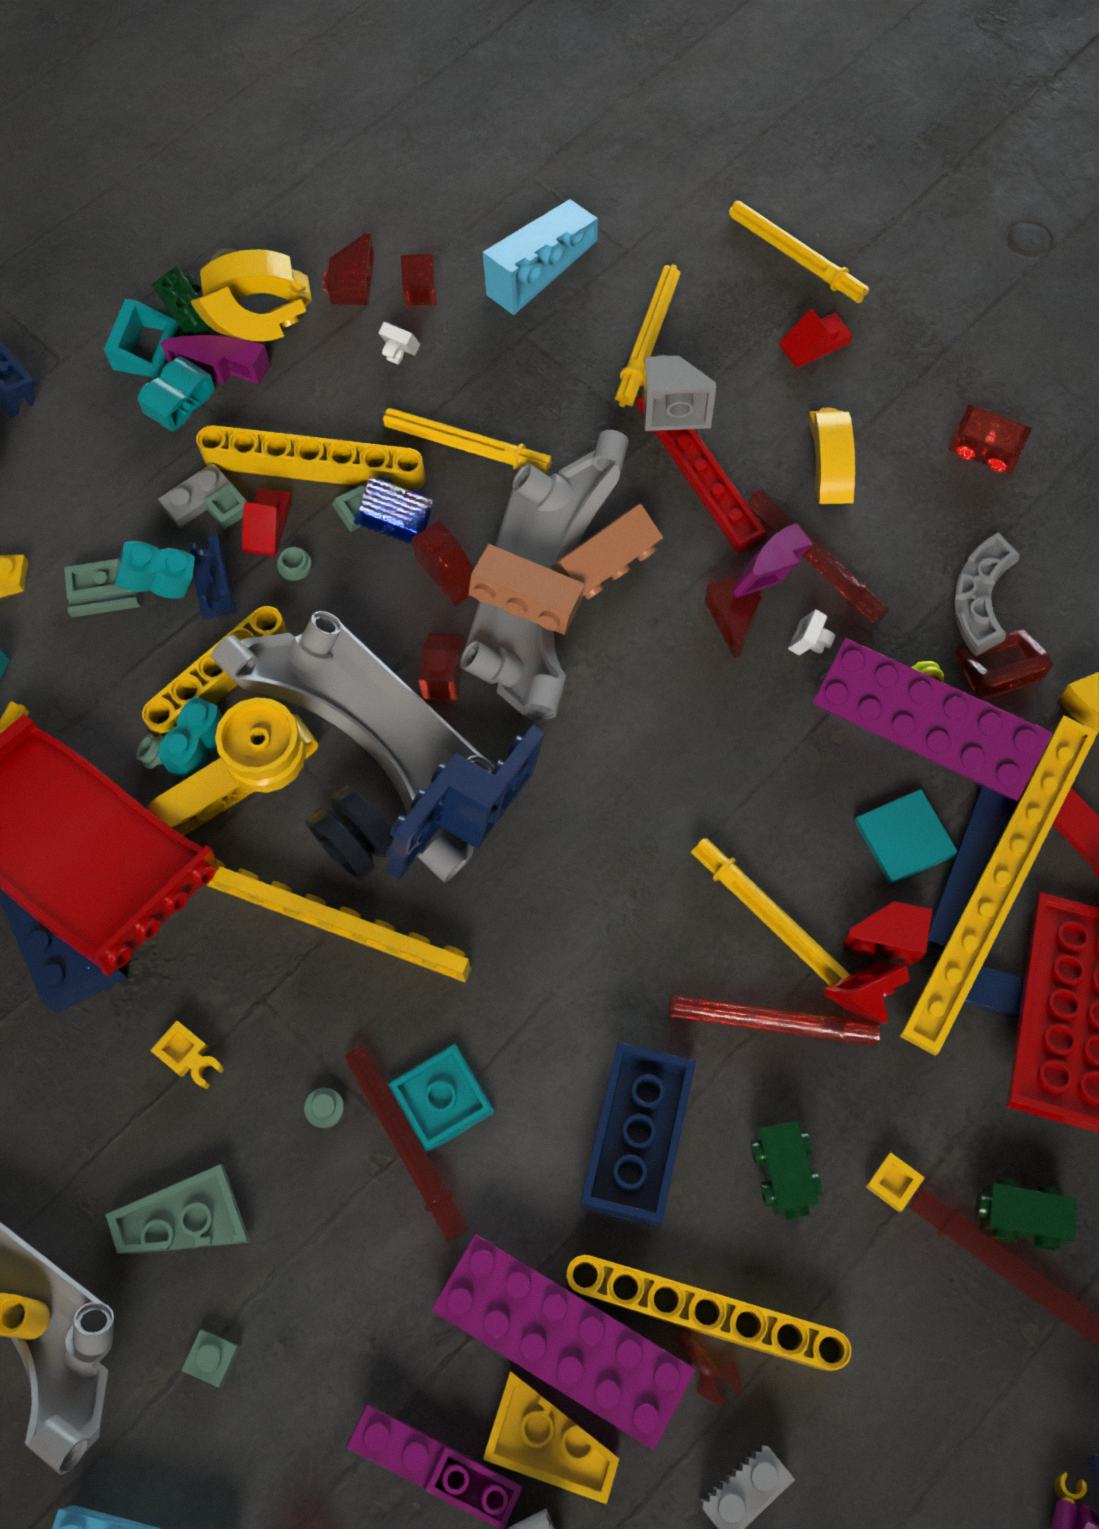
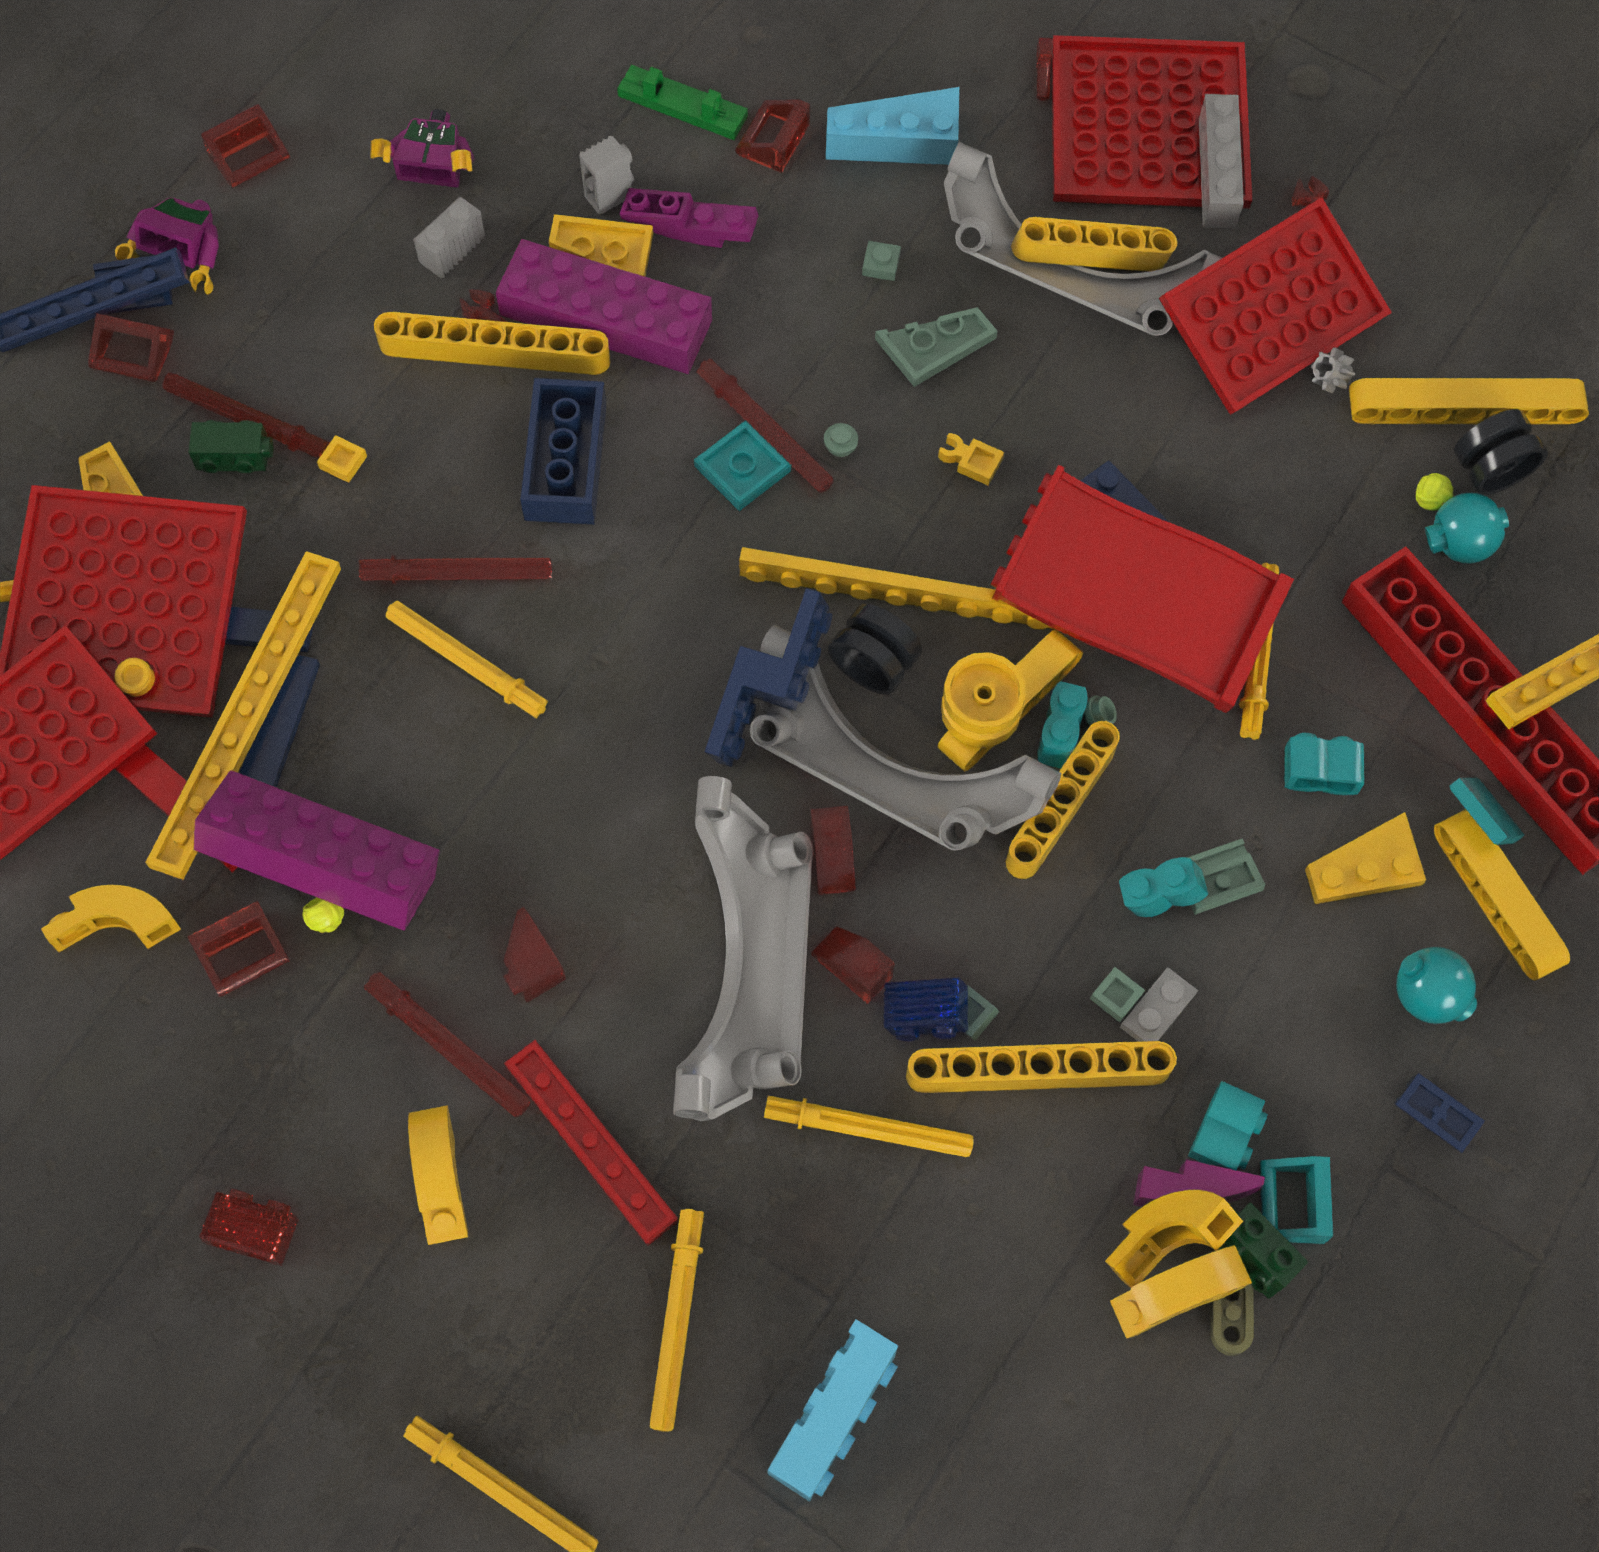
camera: 165 degrees right, 0 degrees up
(212, 580) = (1102, 904): dark blue hinge -> none
(265, 521) = (1069, 989): red slope -> none
(294, 564) = (1021, 940): sand green plate -> none
(350, 273) = (1069, 1341): clear red slope -> none
(397, 342) = (983, 1248): white tile -> none
(418, 279) = (982, 1349): clear red brick -> none
(526, 589) = (757, 922): nougat brick -> none
(610, 550) = (679, 998): nougat brick -> none
(676, 395) = (629, 1192): light grey slope -> none
(773, 561) = (495, 1003): magenta slope -> none
(787, 1173) = (438, 456): dark green brick -> none
(811, 634) = (447, 943): white tile -> none
(814, 338) = (467, 1350): red slope -> none
(864, 990) = (376, 593): red slope -> none
(893, 932) = (351, 657): red slope -> none
(905, 837) = (339, 754): teal tile -> none
(974, 590) = (269, 1029): light grey tile -> none

